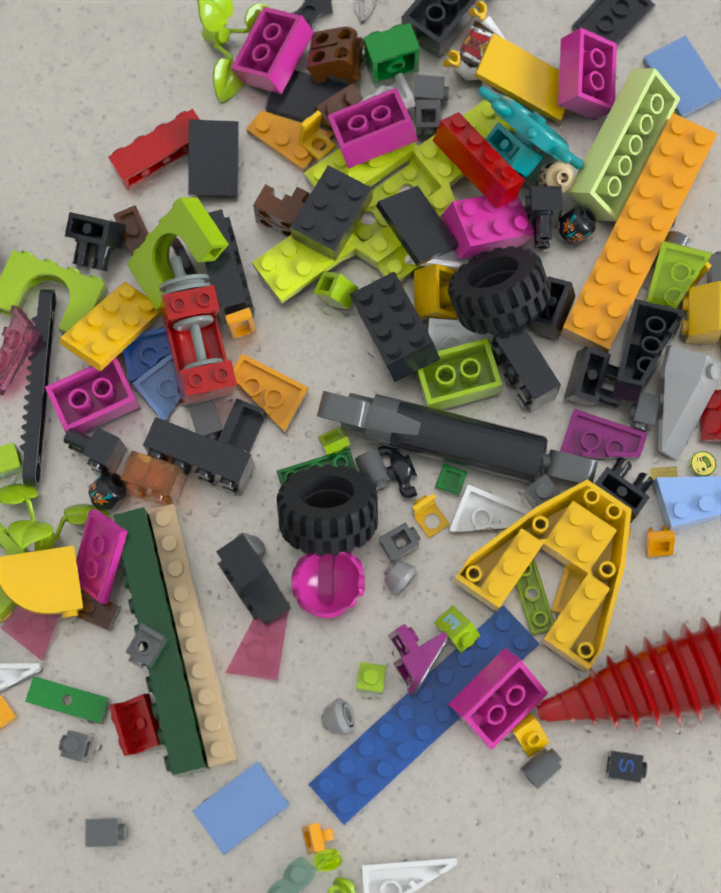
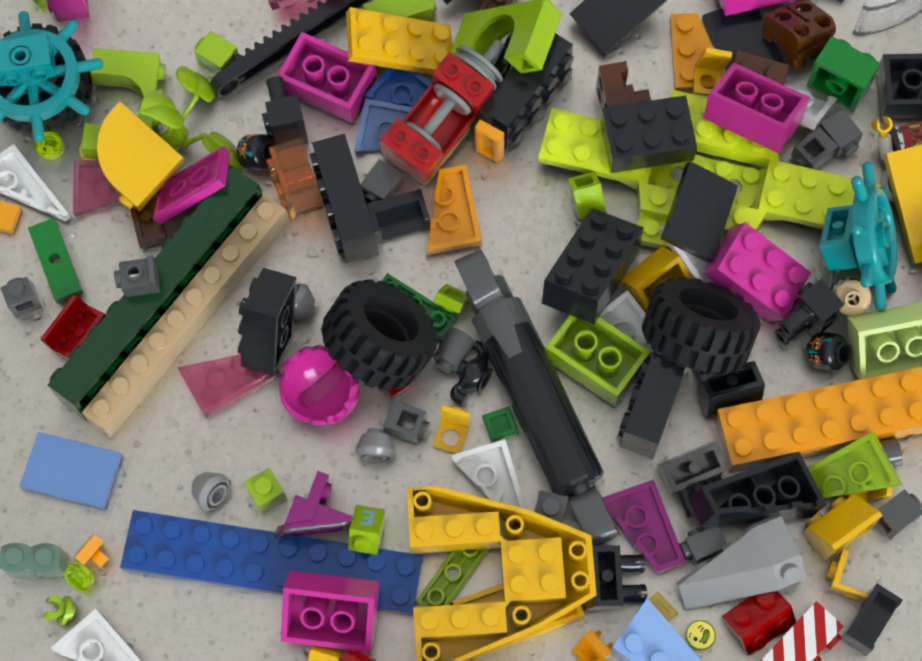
camera: 50 degrees right, 5 degrees down
(478, 160) = (803, 215): red brick -> none

